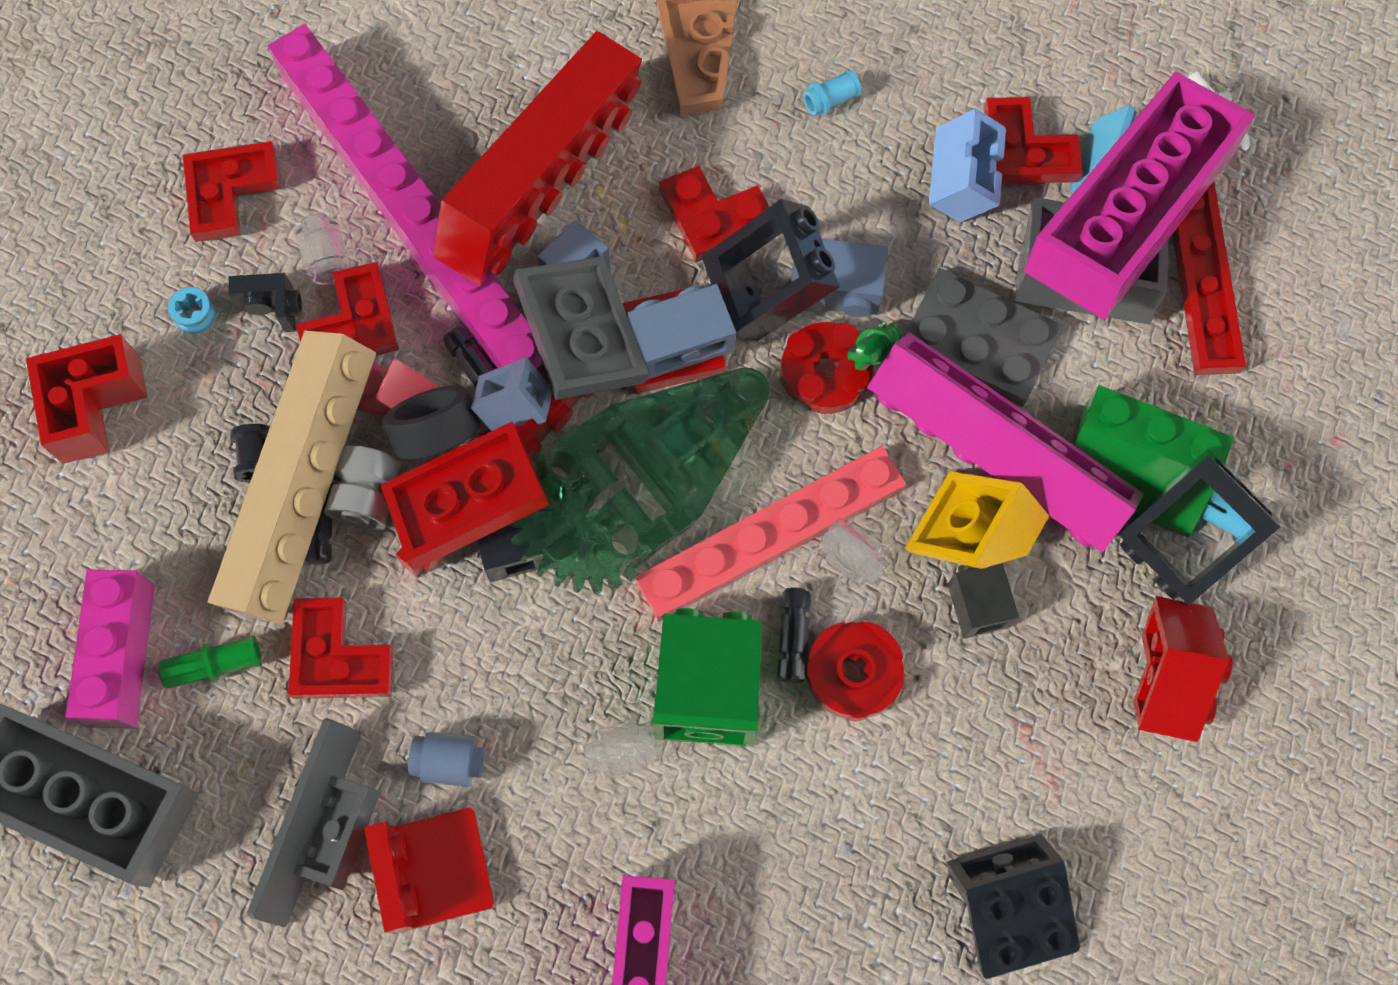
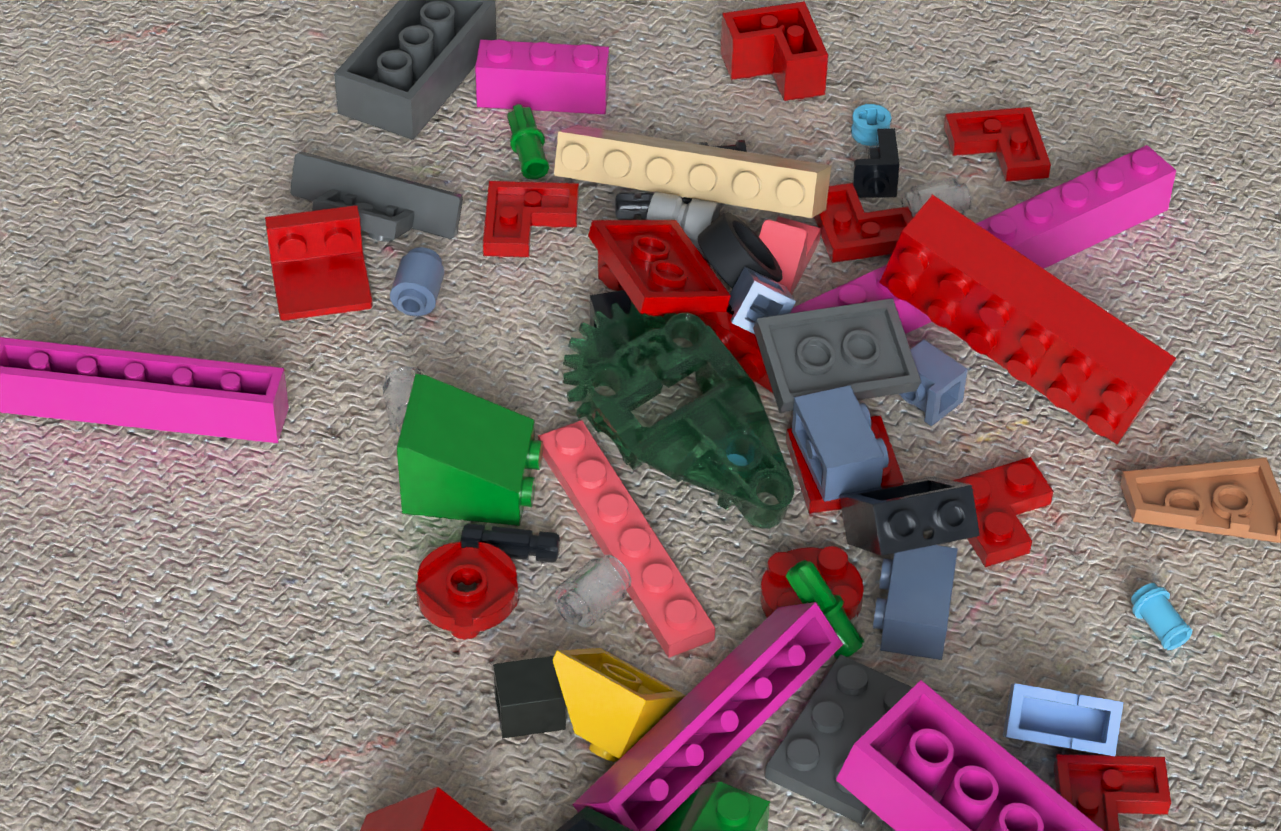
camera: 95 degrees right, 25 degrees down
(1017, 905) = (200, 689): black bracket -> none

